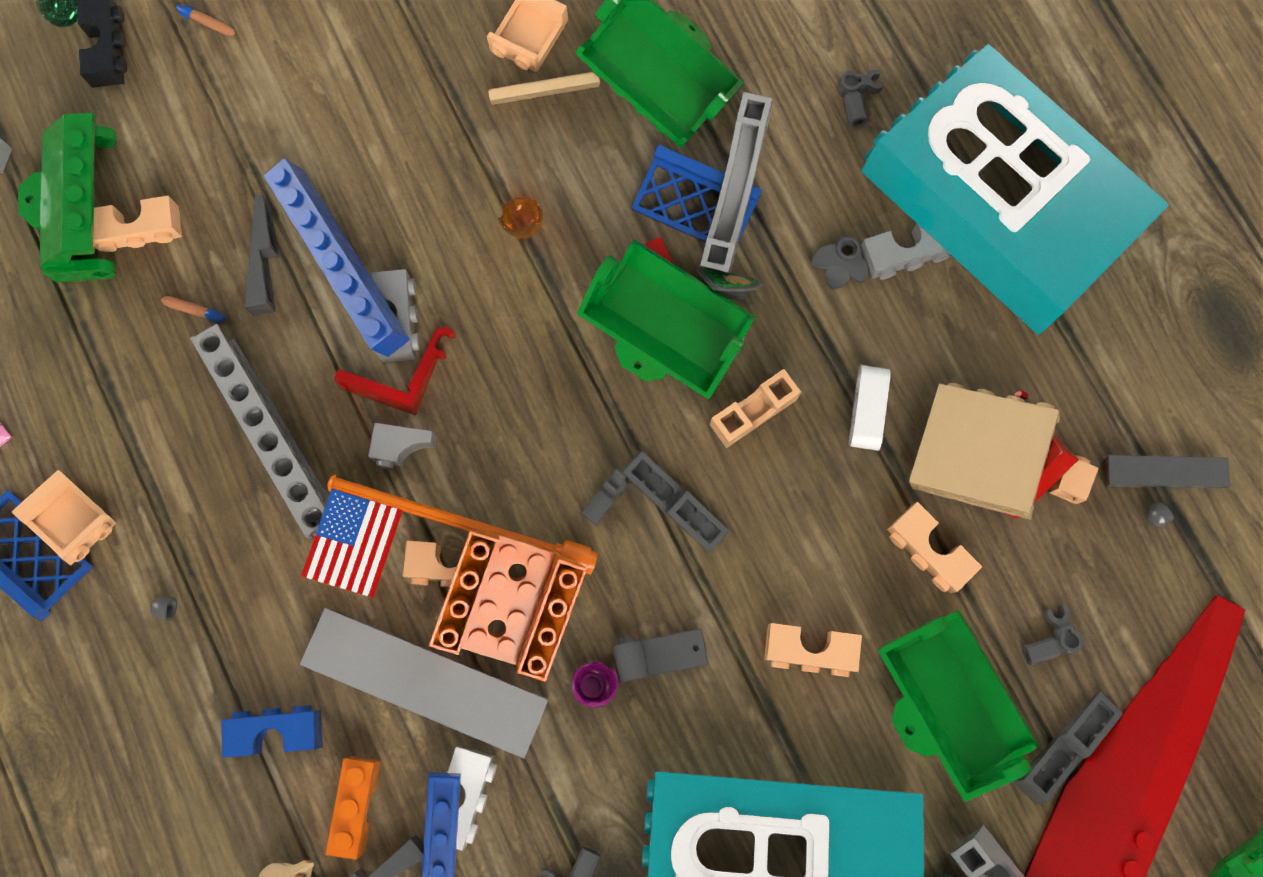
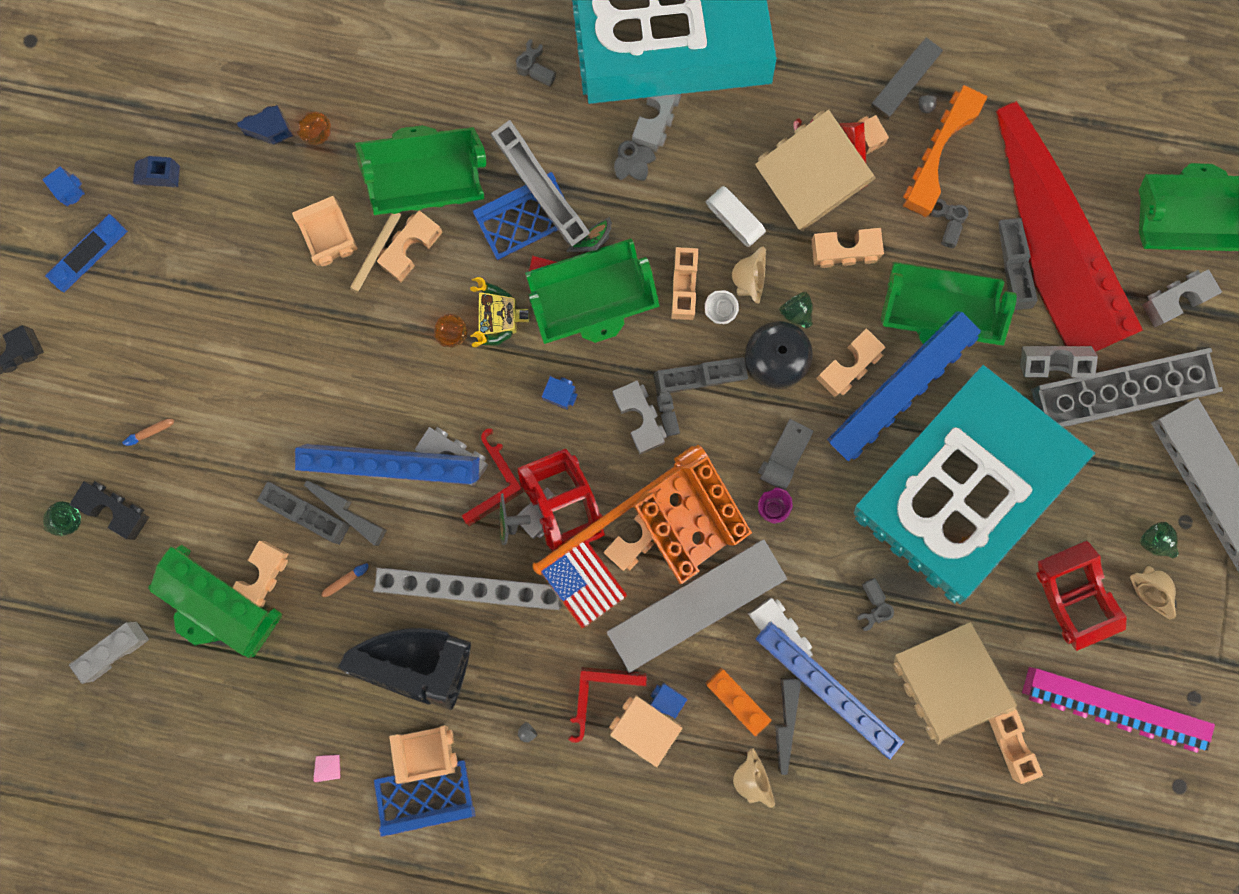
camera: 55 degrees left, 5 degrees up
(149, 438) = (412, 663): none -> black panel
(232, 219) = (303, 513): none -> dark grey slope
(248, 729) = (645, 730): none -> light nougat panel
(277, 638) = (600, 675): none -> red hinge
(369, 424) = (509, 524): none -> dark grey shield
(449, 414) = (549, 466): none -> red window
(542, 371) = (560, 392): none -> blue brick
(554, 110) = (418, 230): none -> light nougat arch
(570, 493) = (633, 399): none -> light grey arch
(572, 249) = (496, 314): none -> torso
(745, 579) = (771, 367): none -> black cylinder
(761, 465) = (721, 307): none -> white hair
(820, 470) = (750, 275): none -> tan hat
(823, 548) = (798, 310): none -> clear green helmet
(832, 724) = (904, 385): none -> blue brick
(1066, 584) = (926, 188): none -> orange arch

